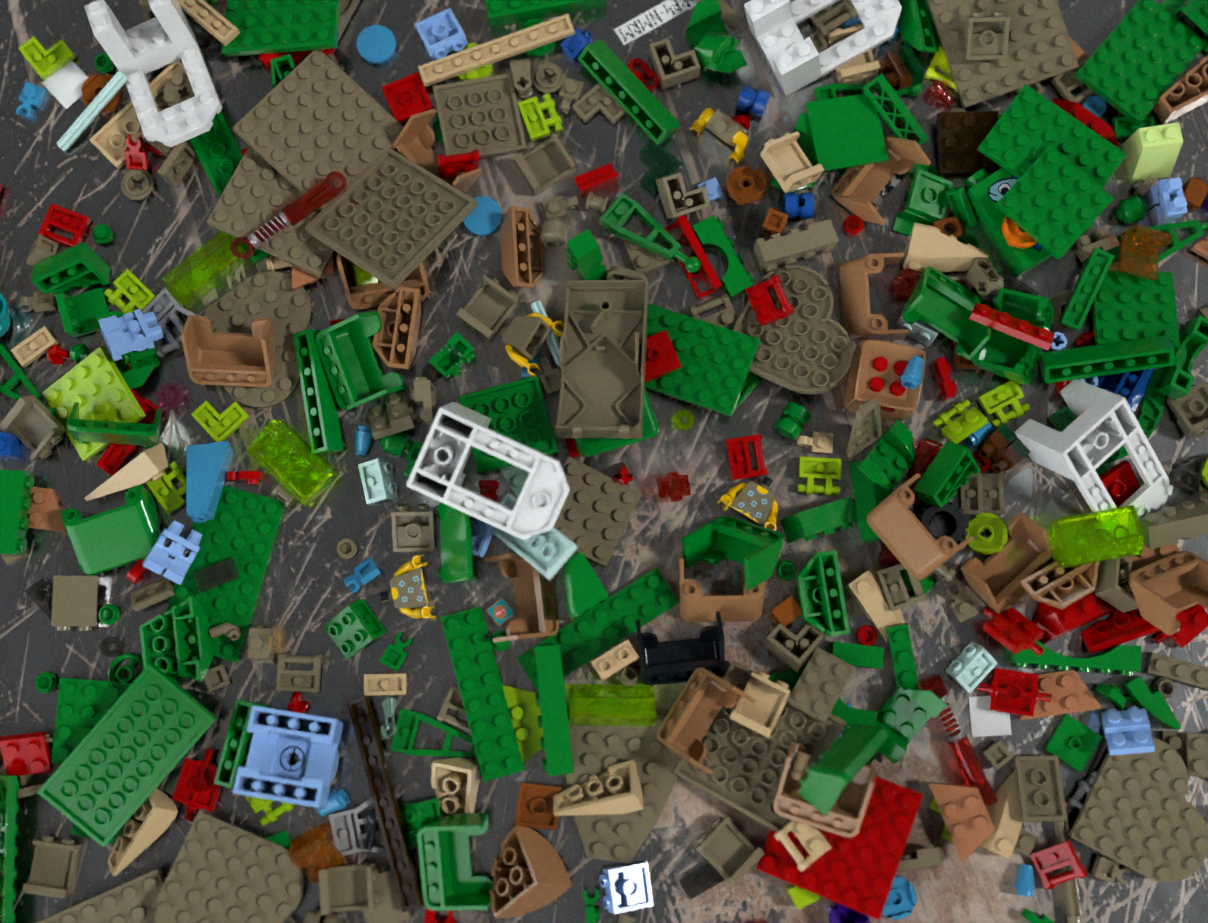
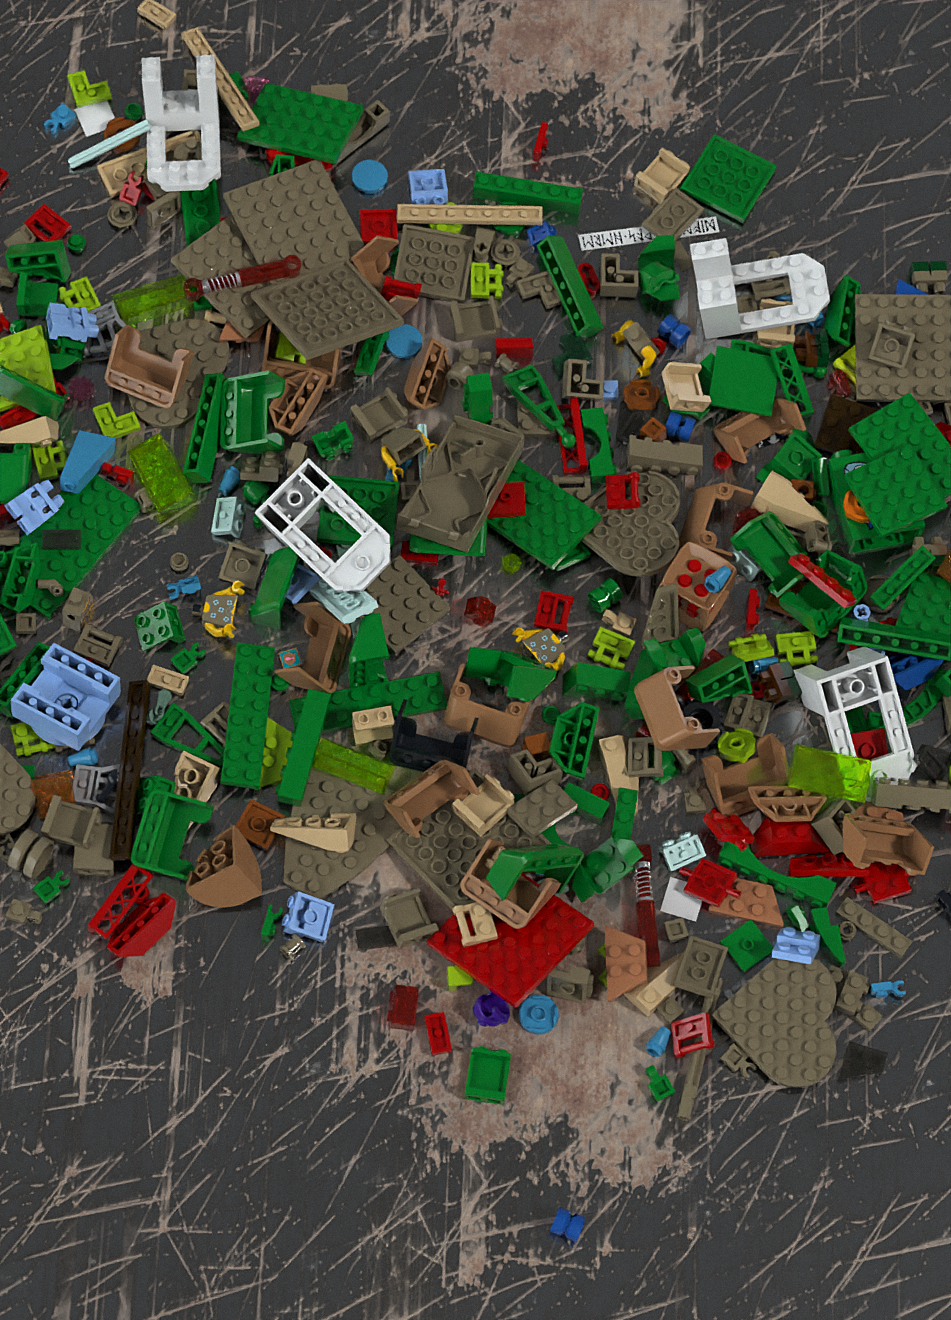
camera: 15 degrees right, 15 degrees down
(454, 249) = (370, 354): none -> green plate

